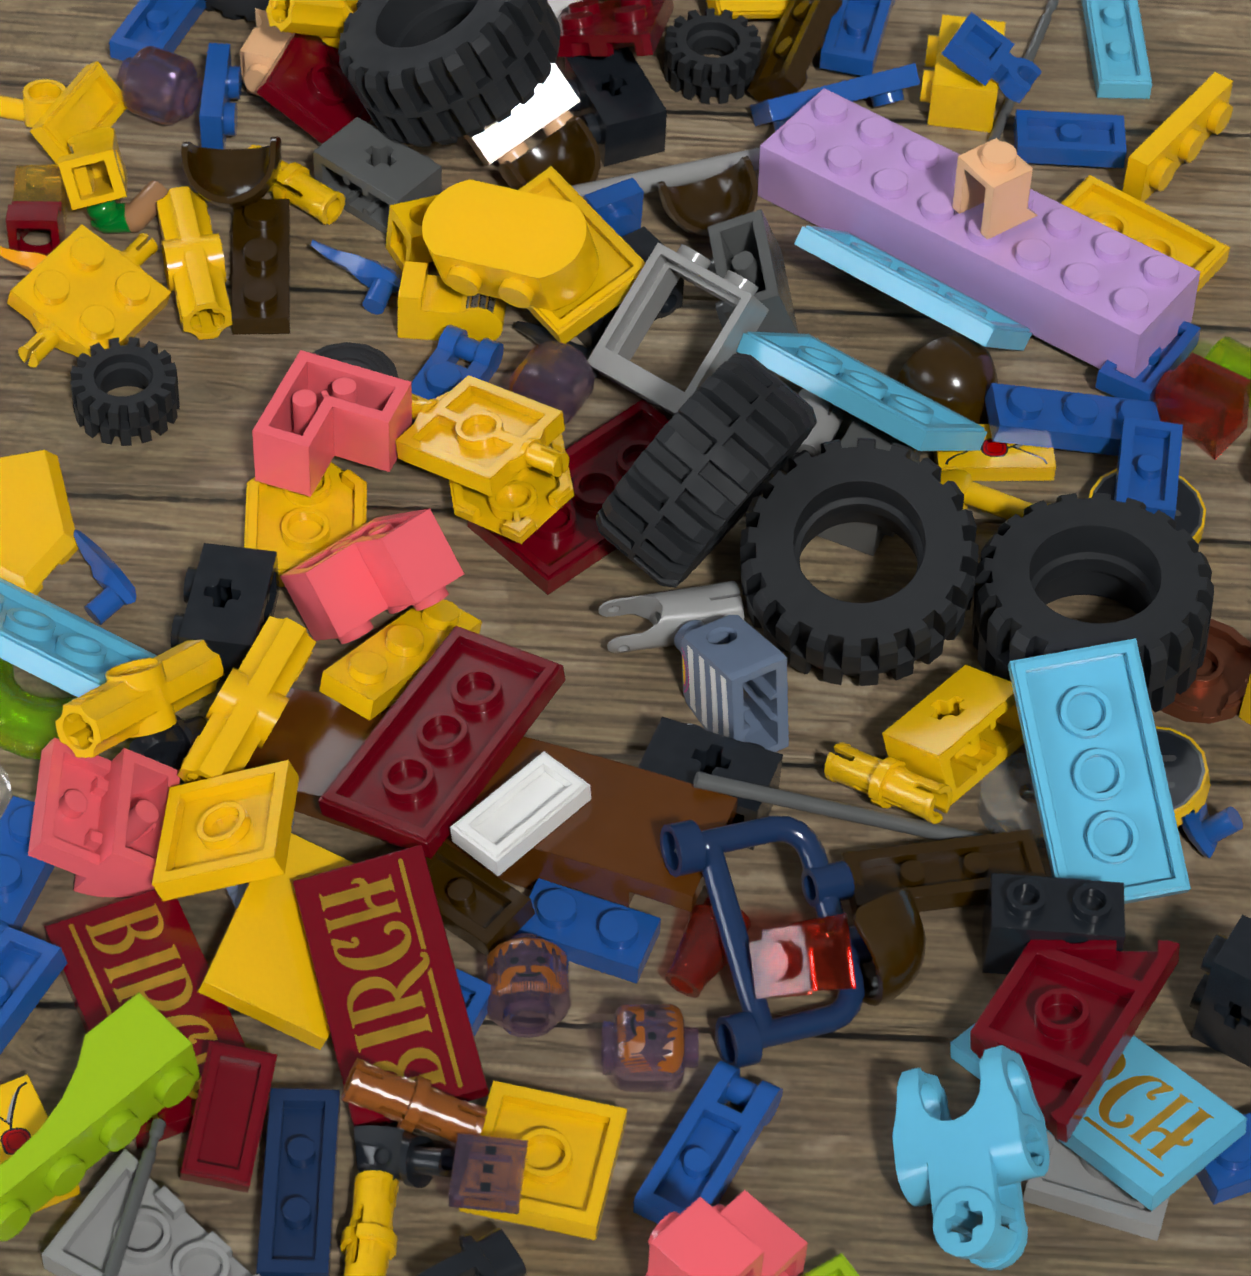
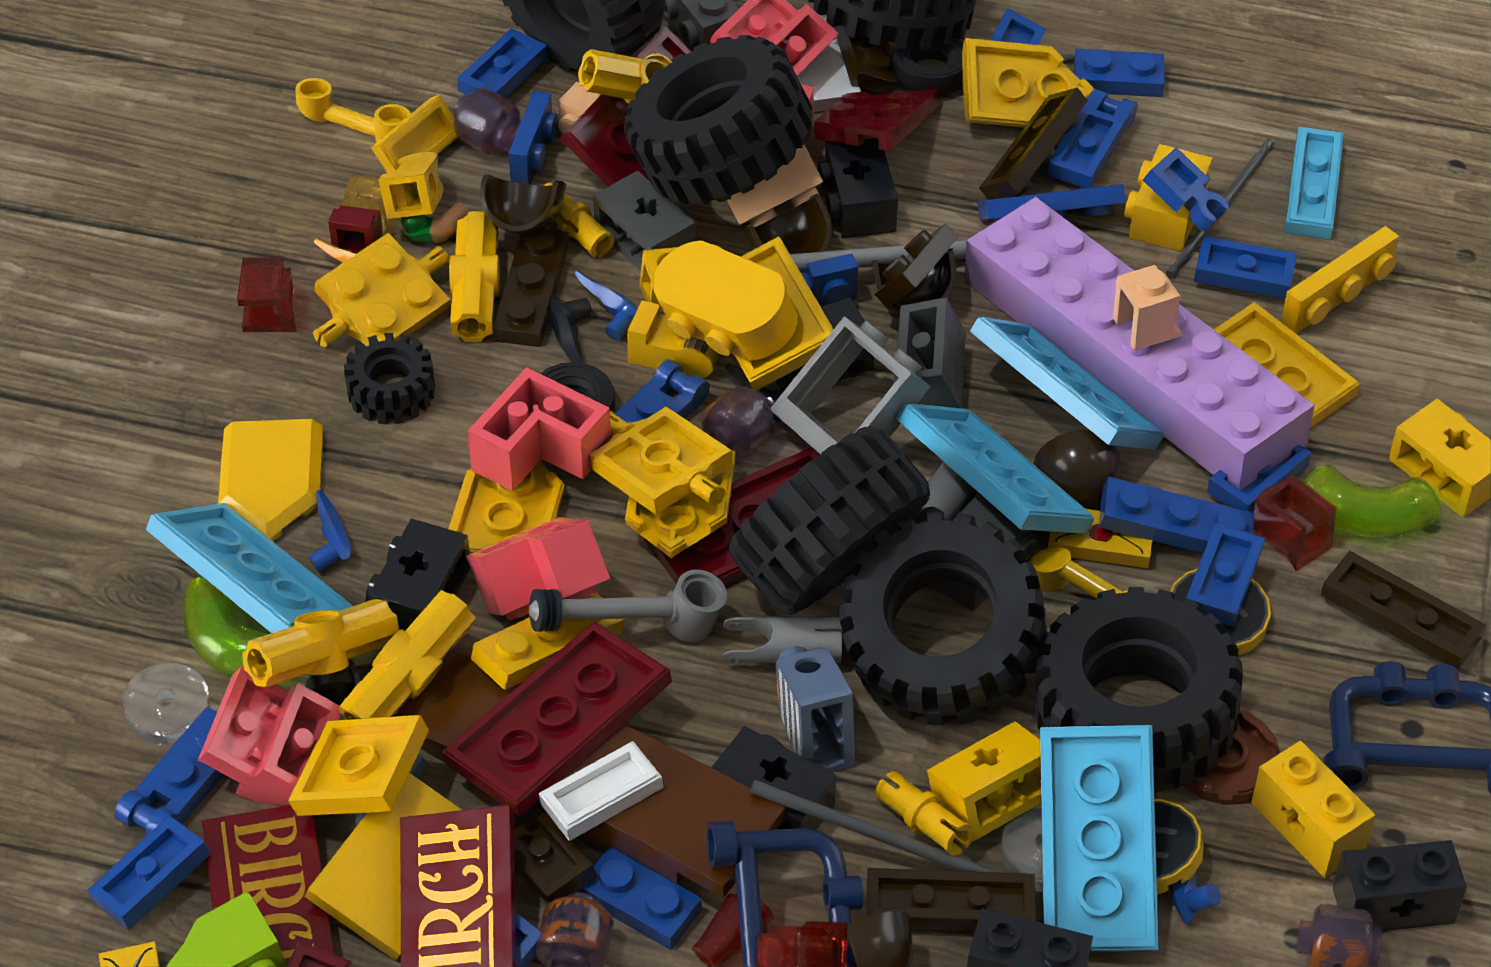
camera: 15 degrees right, 0 degrees up
(311, 301) = (563, 324): none -> black bar
(551, 603) = (686, 611): none -> light grey piece
(710, 181) = (907, 272): none -> dark brown plate
(711, 35) = (959, 136): black tyre -> none

